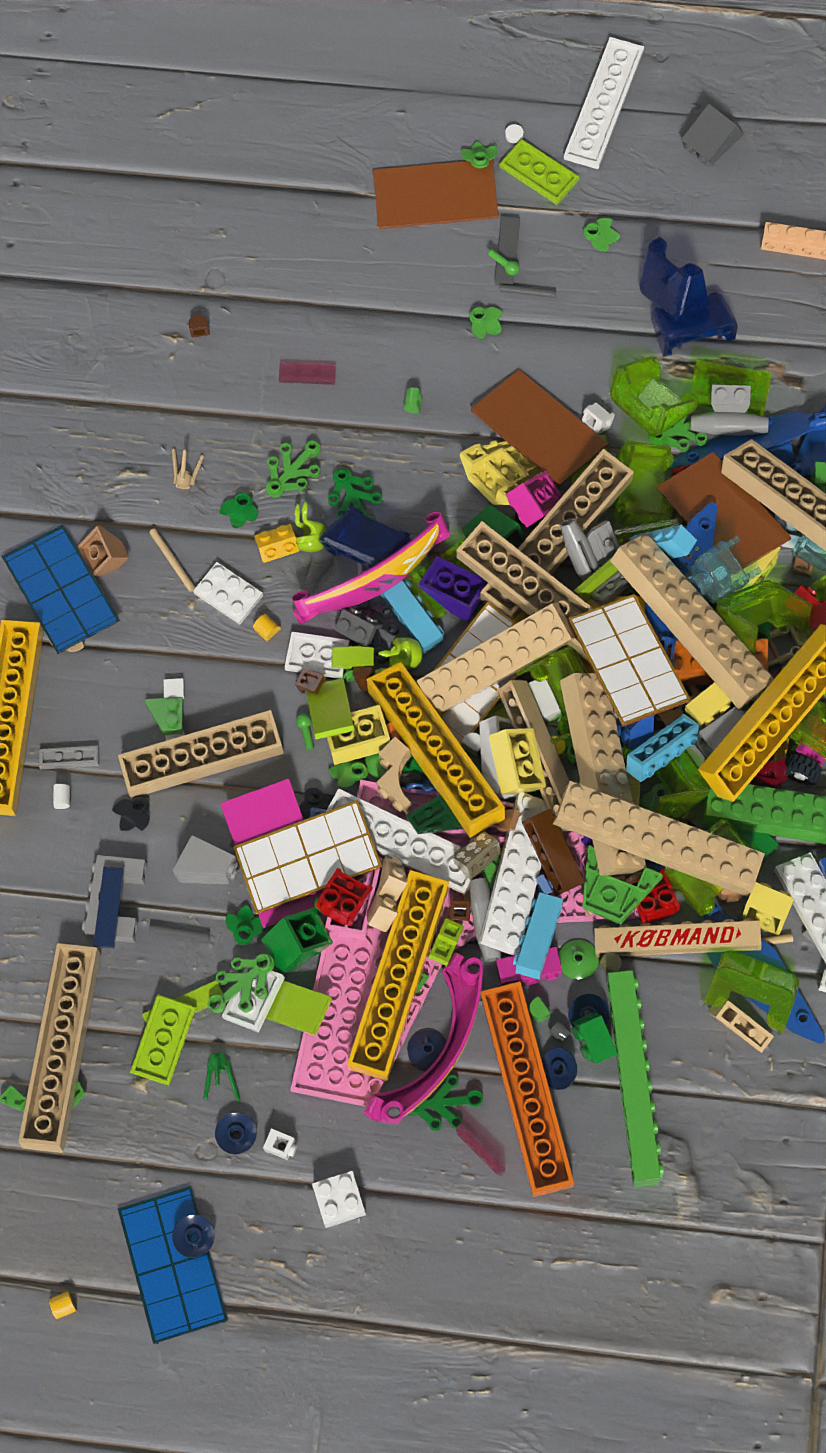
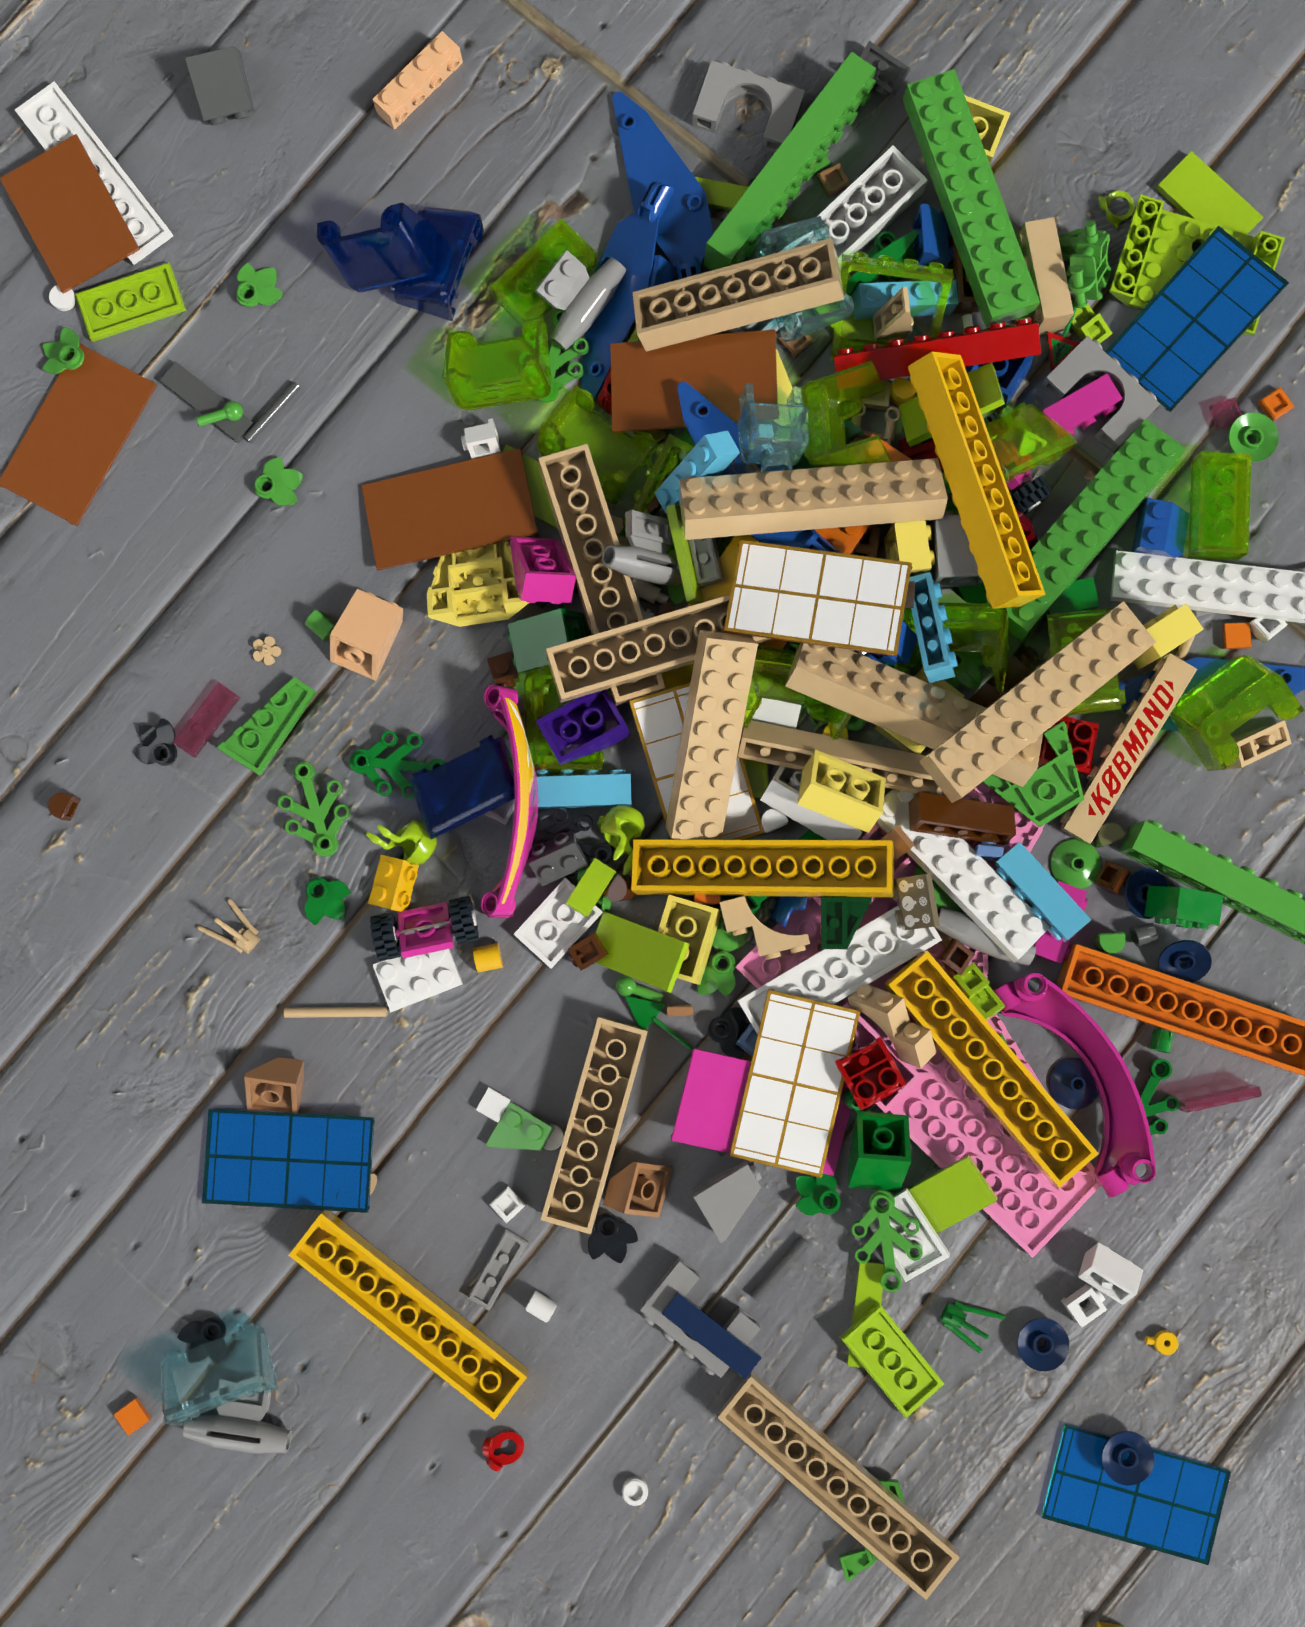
camera: 65 degrees left, 15 degrees up
(114, 737) = (507, 1204): none -> white tile
(177, 809) = (639, 1189): none -> medium nougat slope
(259, 575) = (424, 929): none -> plate
(273, 355) = (154, 743): none -> black plate
(288, 1214) = (1159, 1339): none -> yellow piece
(294, 745) = (646, 1012): none -> green piece
(309, 763) = (679, 1010): none -> medium nougat tile
(312, 1147) = (1110, 1273): none -> white brick
(322, 410) = (266, 731): none -> bright green wing
(338, 1199) = (1181, 1279): white brick -> none
(374, 380) = (266, 650): none -> tan plant
(424, 427) = (365, 634): none -> light nougat slope
(457, 522) = (503, 670): none -> reddish brown bracket
(494, 1088) = (1161, 1041): none -> green hose
(568, 105) = (69, 213): none -> dark orange piece
(570, 575) = (649, 593): none -> white plant
(584, 985) = (1112, 877): none -> reddish brown brick
(809, 969) = (1236, 636): none -> orange tile

